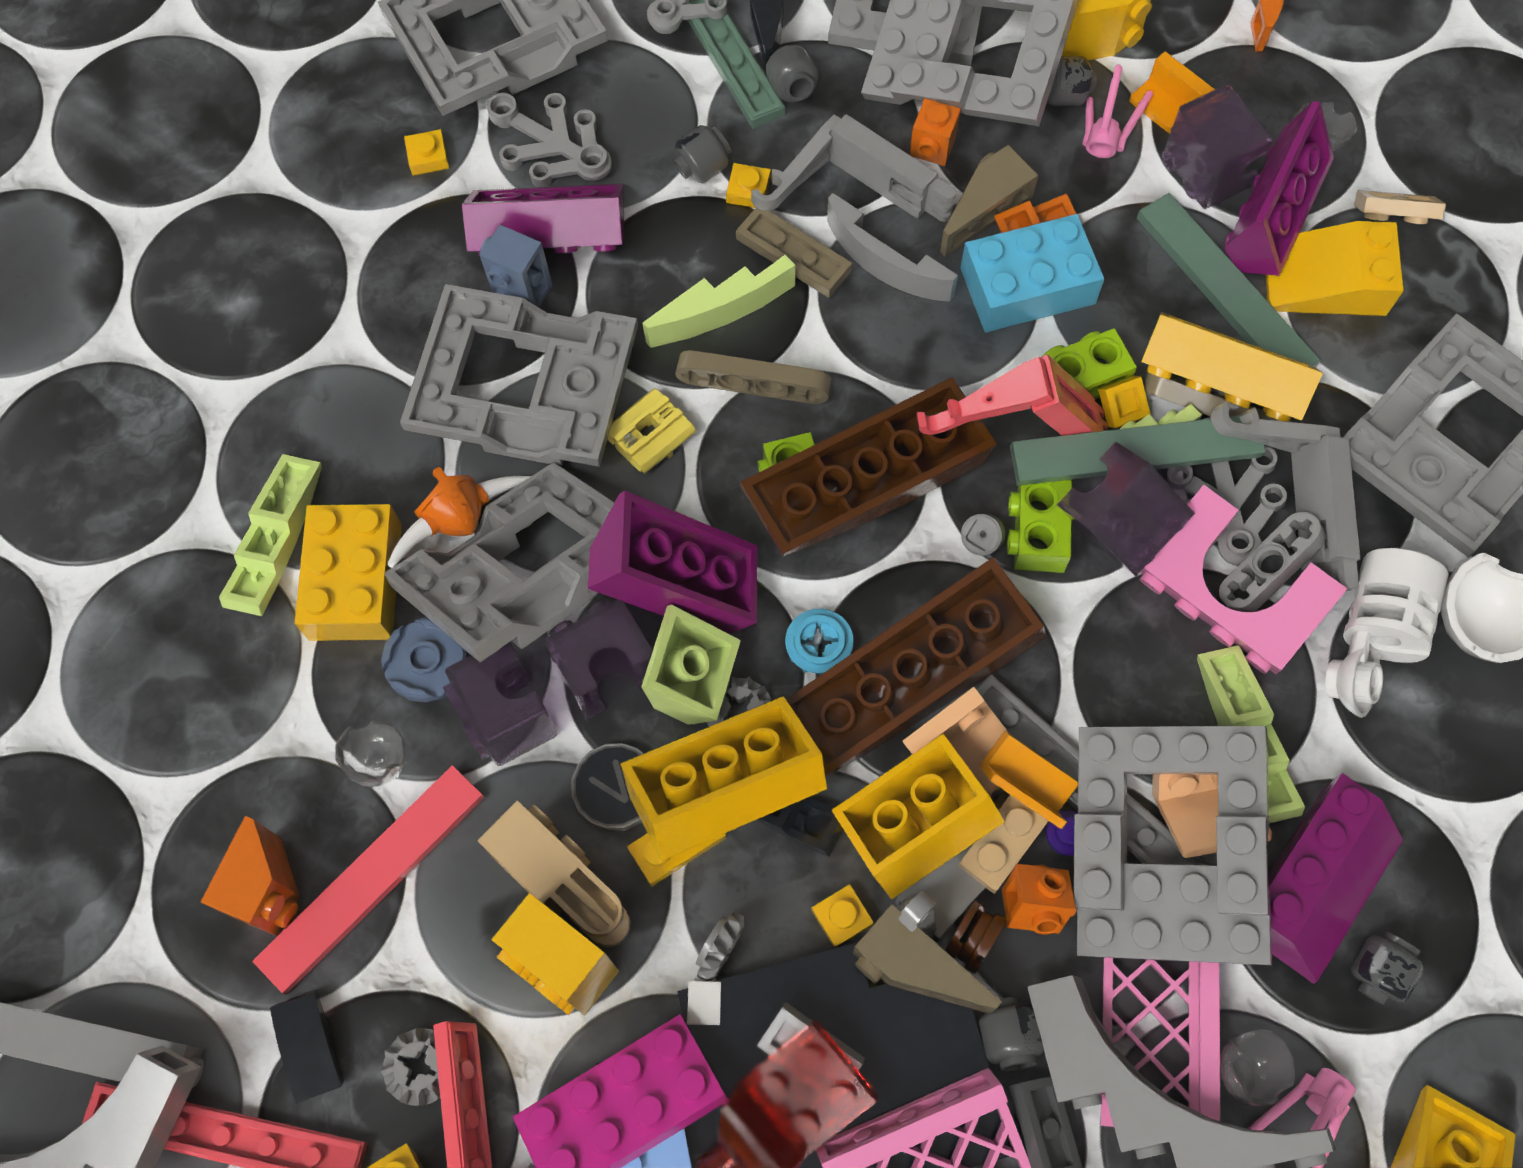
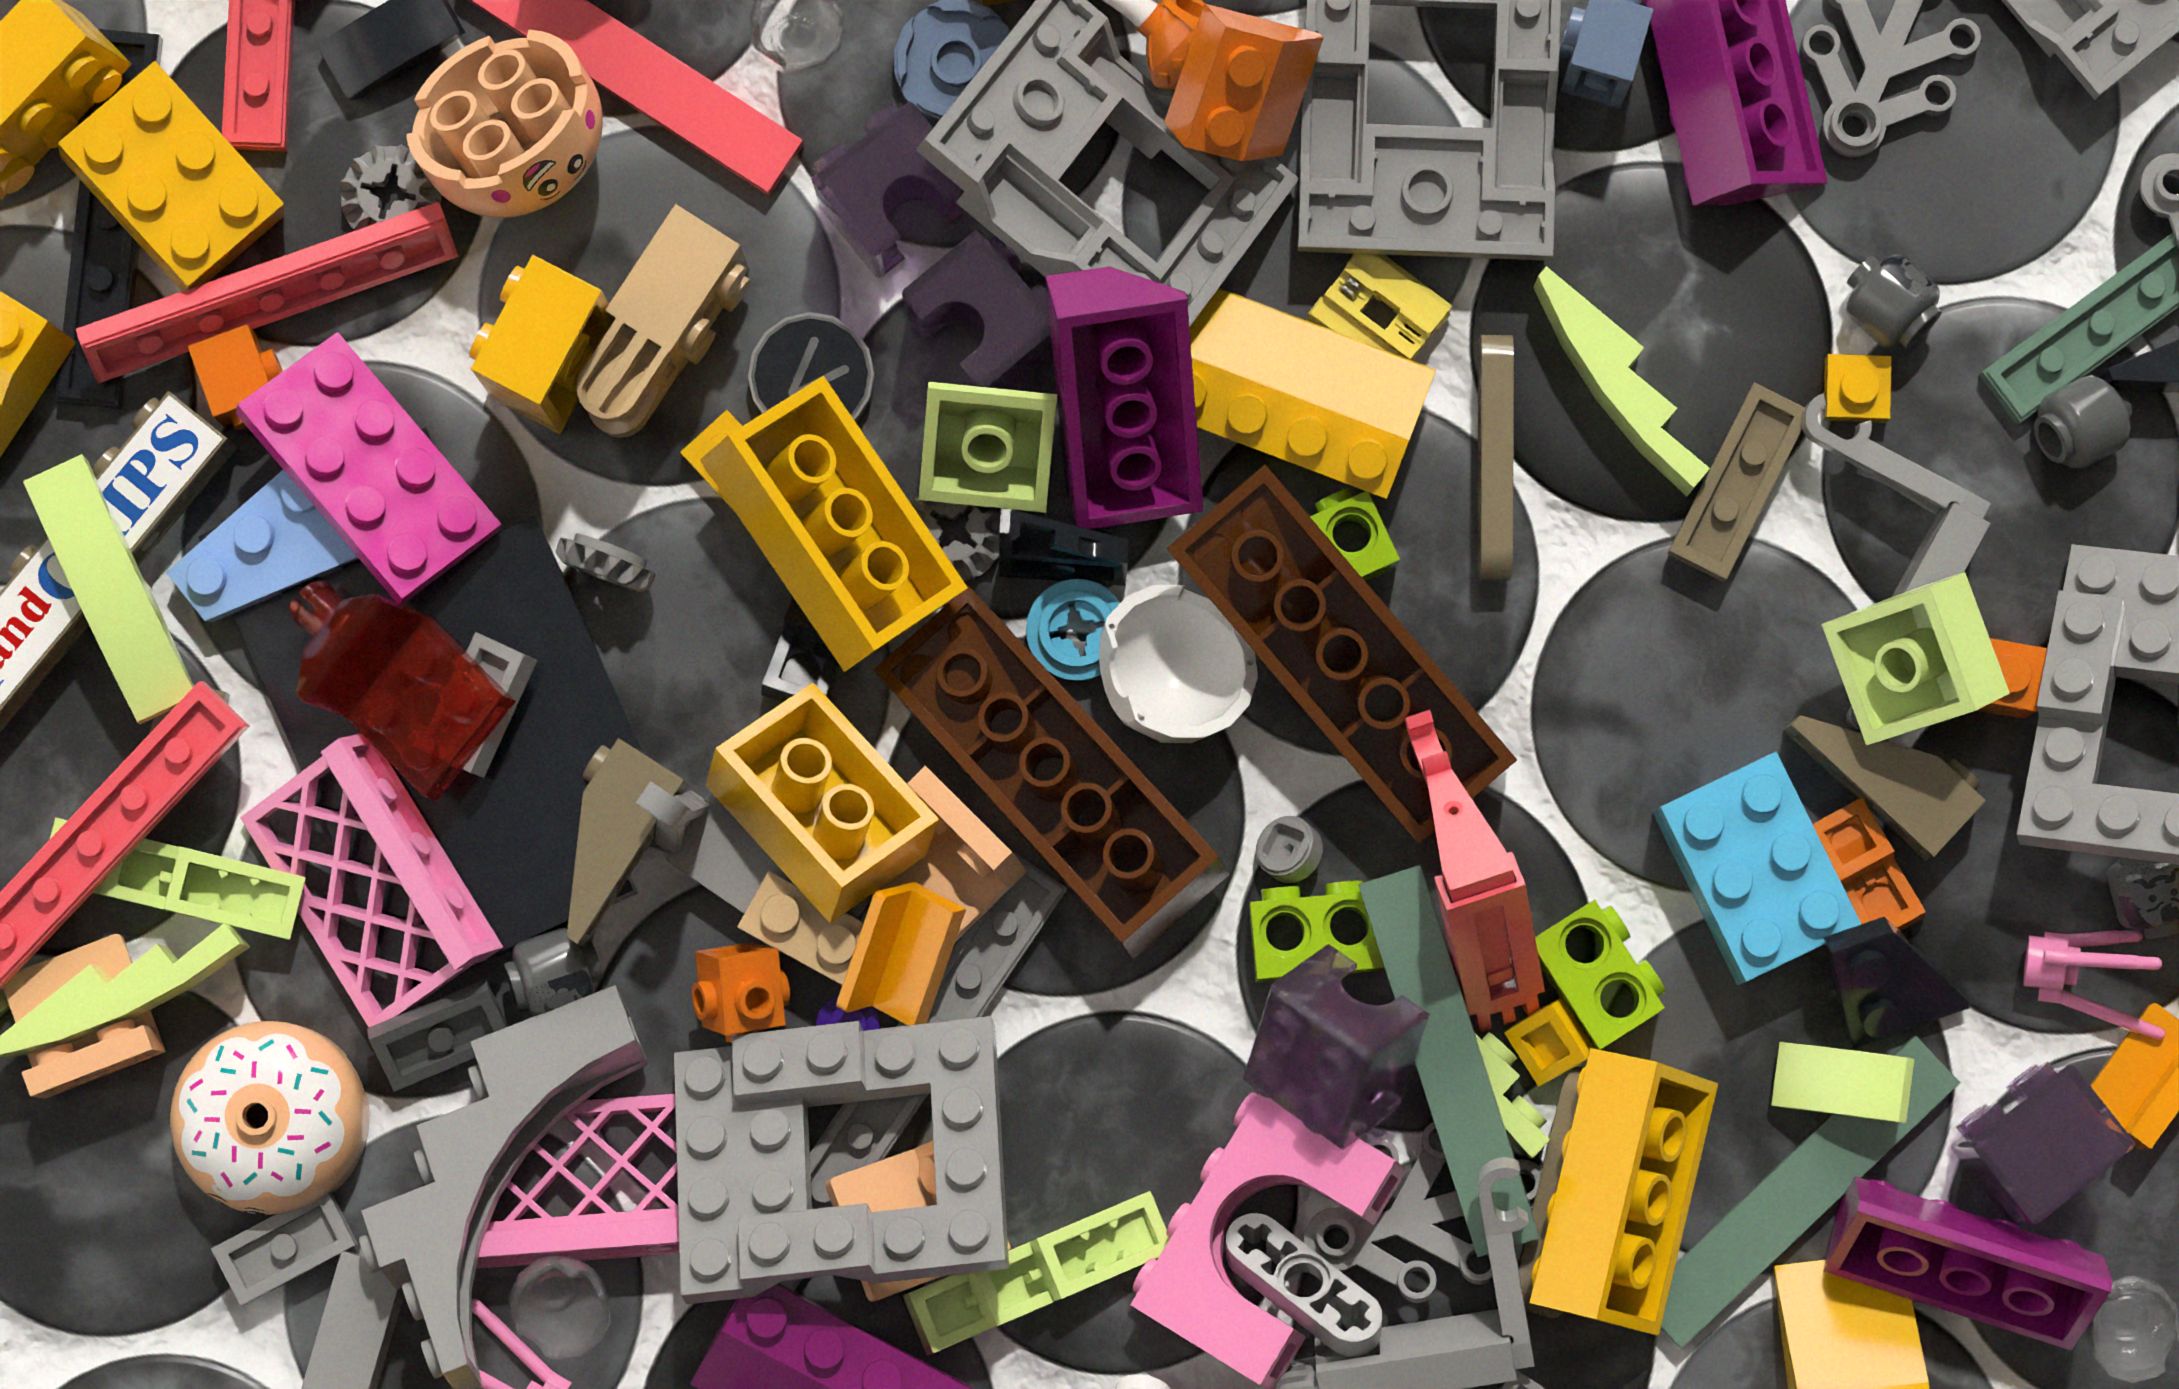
camera: 80 degrees right, 15 degrees up
(390, 962) = (507, 125): none -> light nougat cylinder
(483, 471) = (1241, 85): none -> orange slope
(701, 459) = (1304, 391): none -> yellow slope
(704, 1003) = (525, 554): white sticker -> none
(765, 640) = (1059, 551): none -> black wing
(842, 916) = (680, 726): yellow plate -> none
(858, 575) = (1175, 665): none -> white cylinder
(924, 153) = (1916, 659): none -> yellowish green slope
(926, 279) = (1720, 699): light grey slope -> none
(979, 939) = (673, 914): reddish brown wheel -> none
(1109, 216) = (1886, 983): none -> black wing
(1166, 246) = (1842, 1082): none -> yellowish green slope

